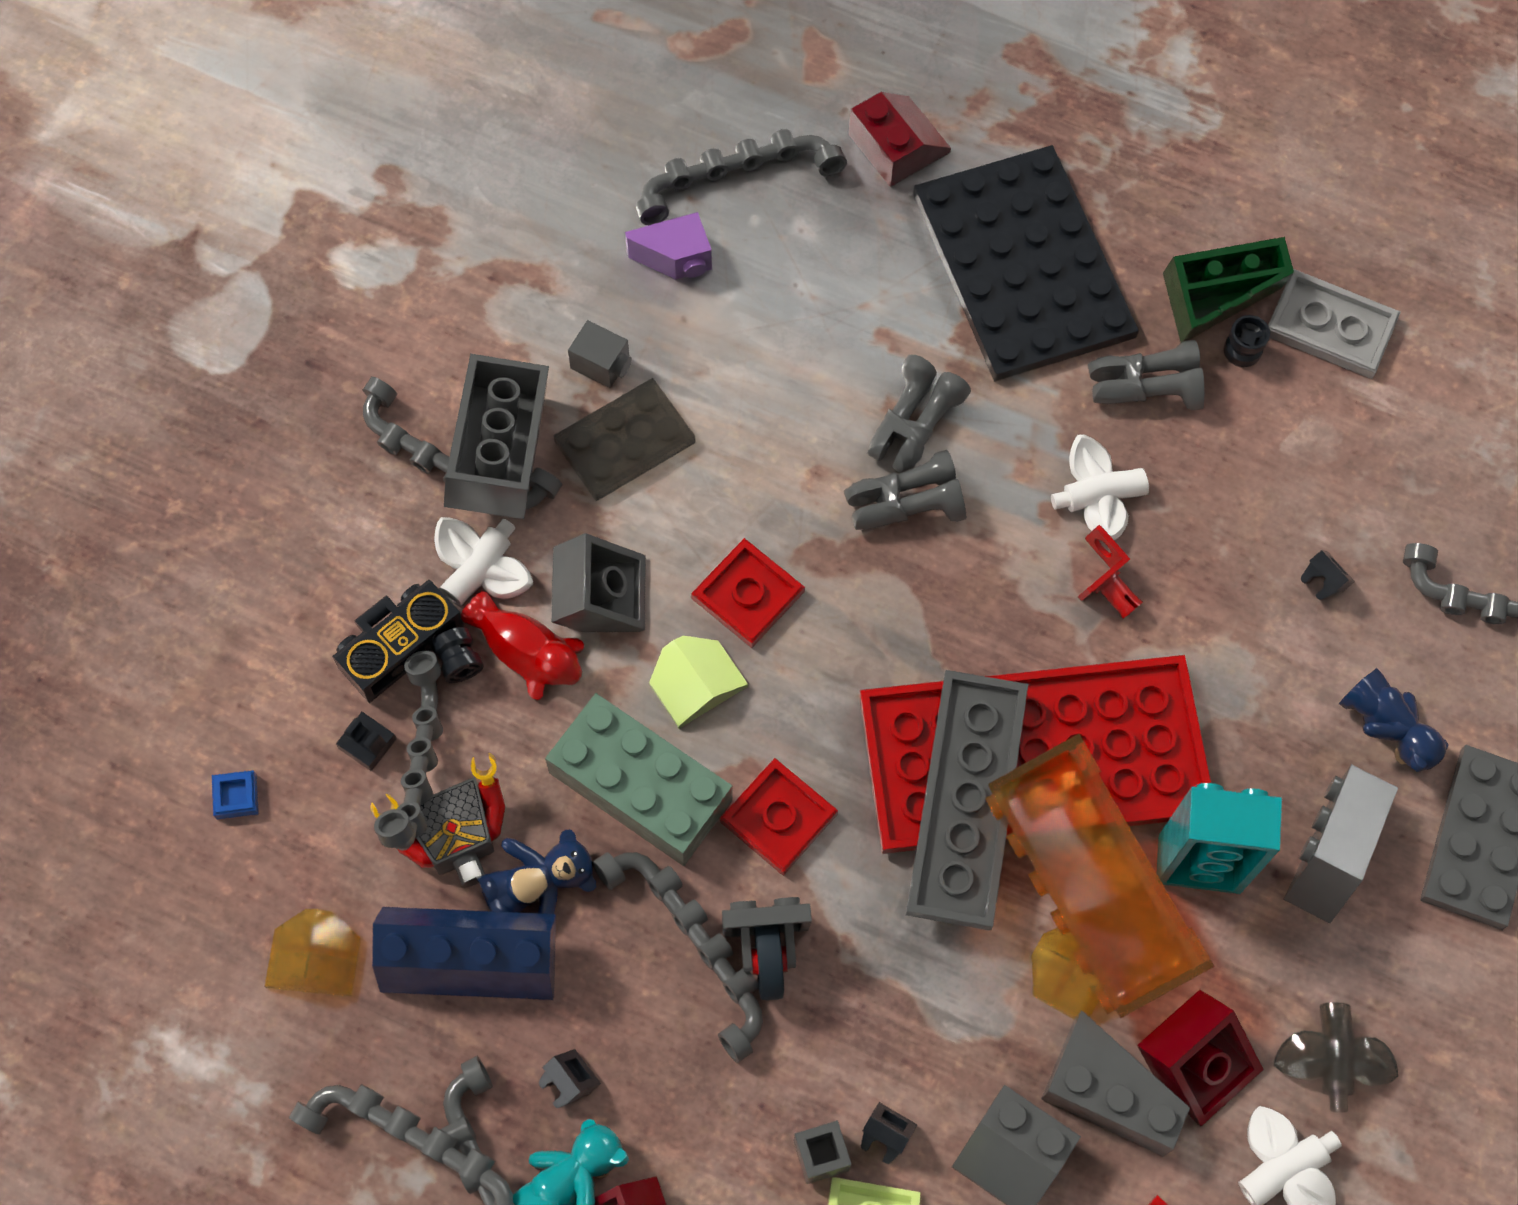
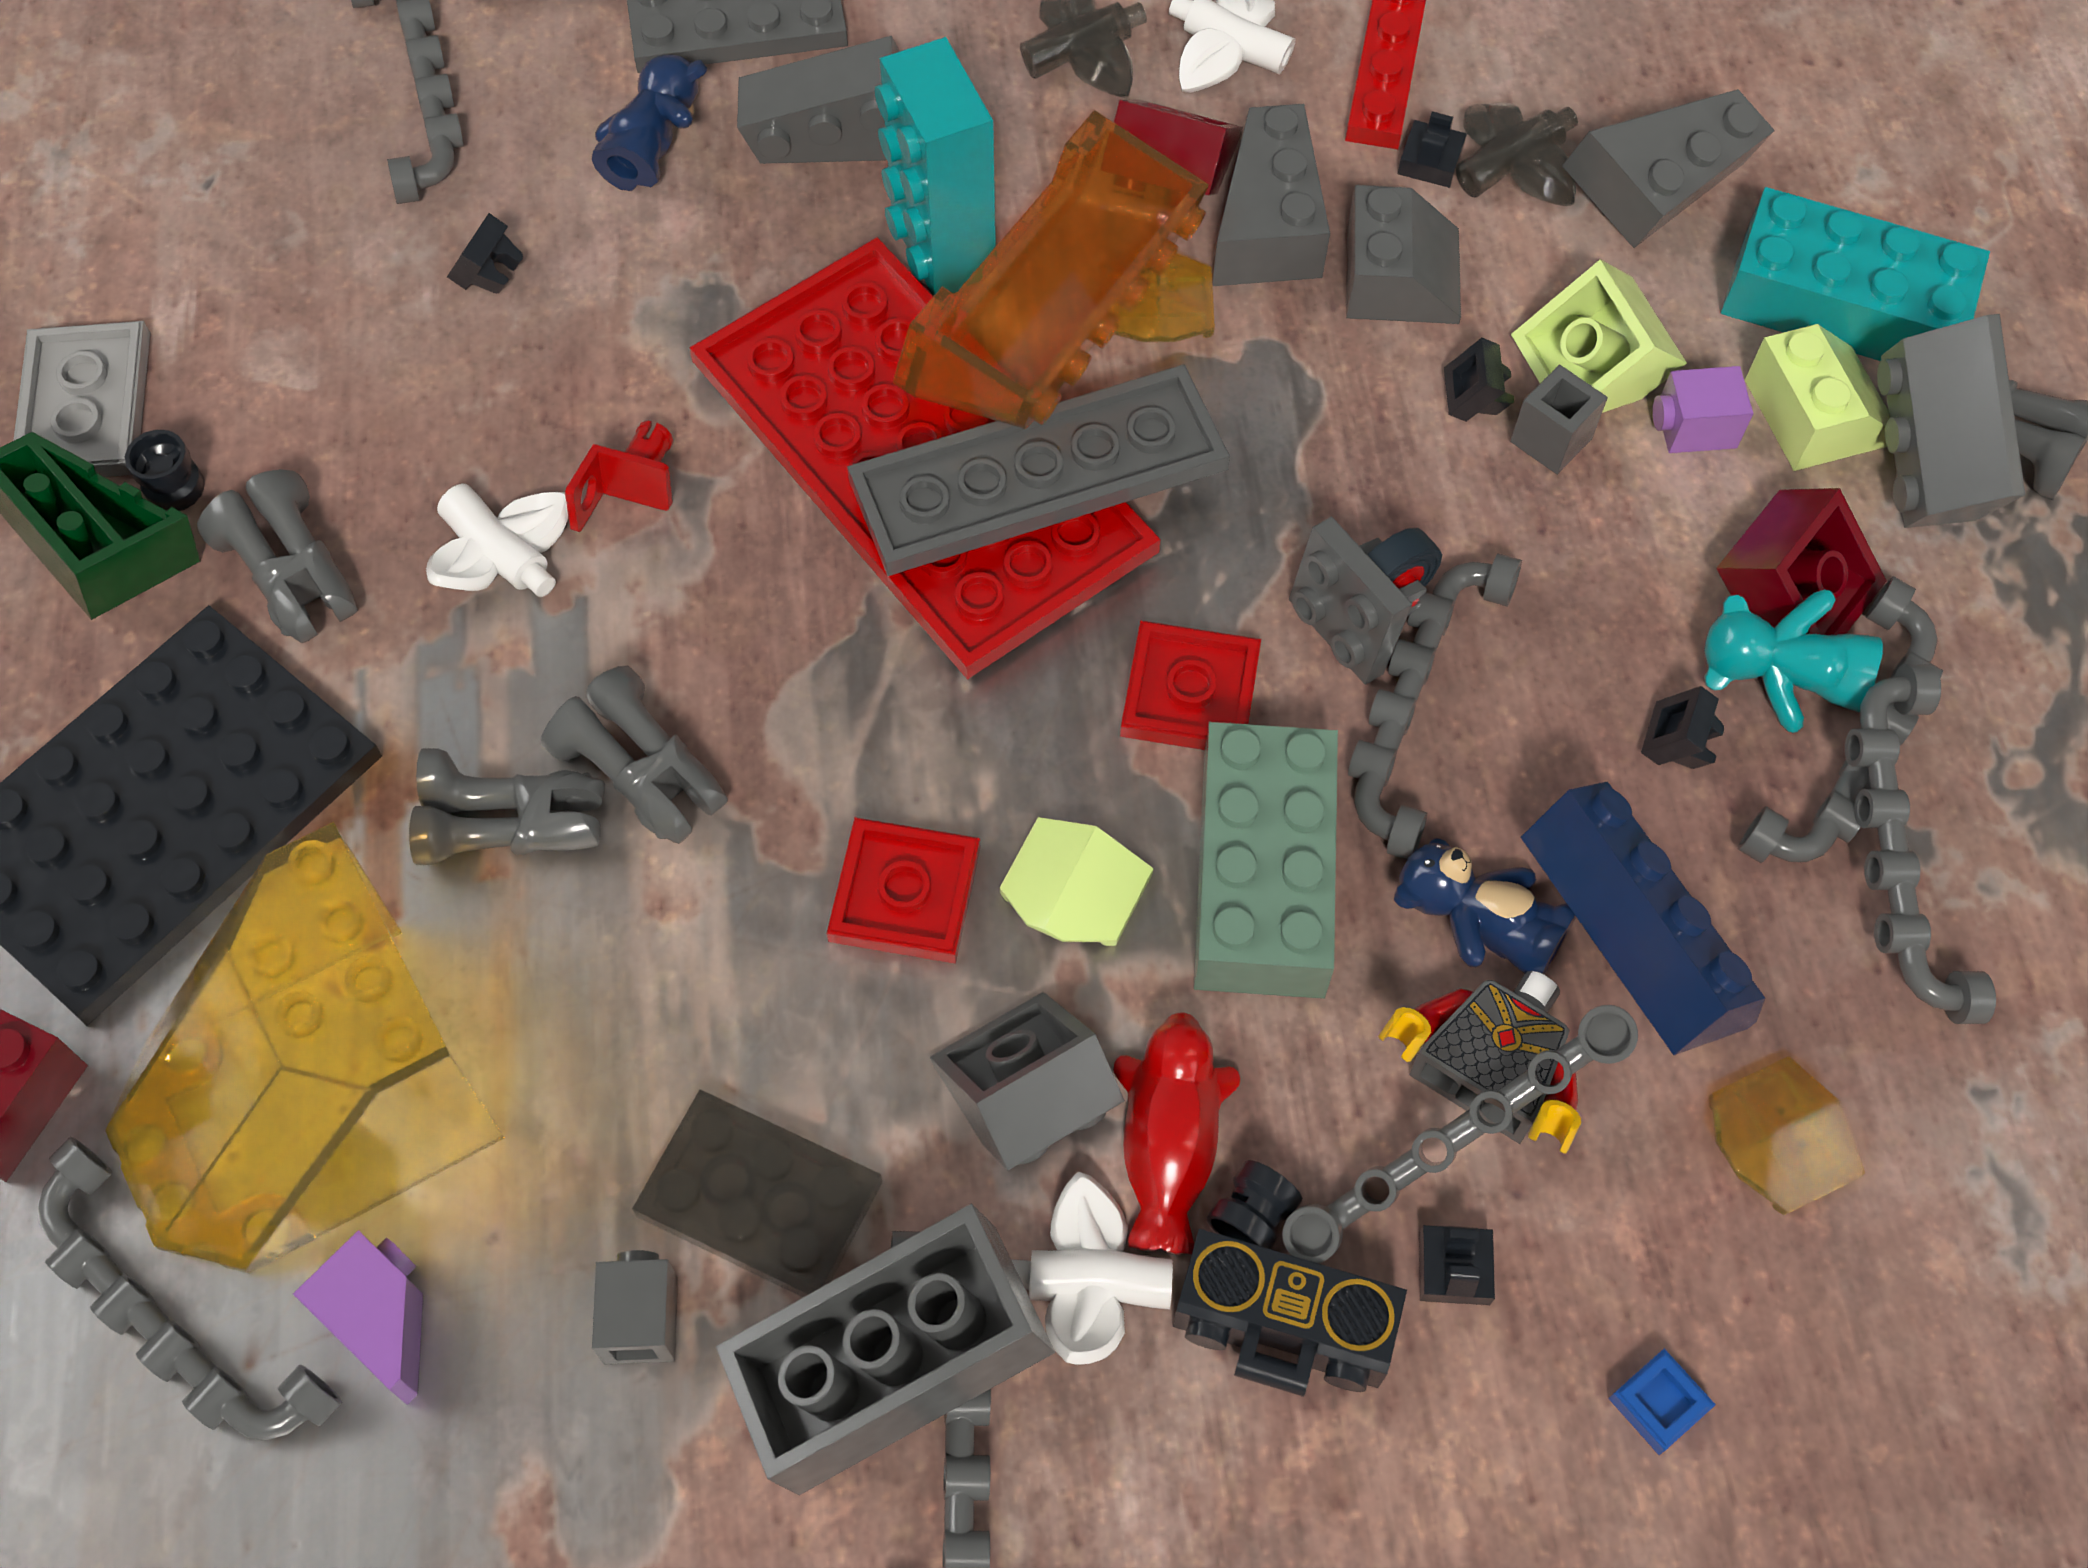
camera: 120 degrees left, 5 degrees down
(813, 235) = (292, 1072): none -> clear yellow windscreen

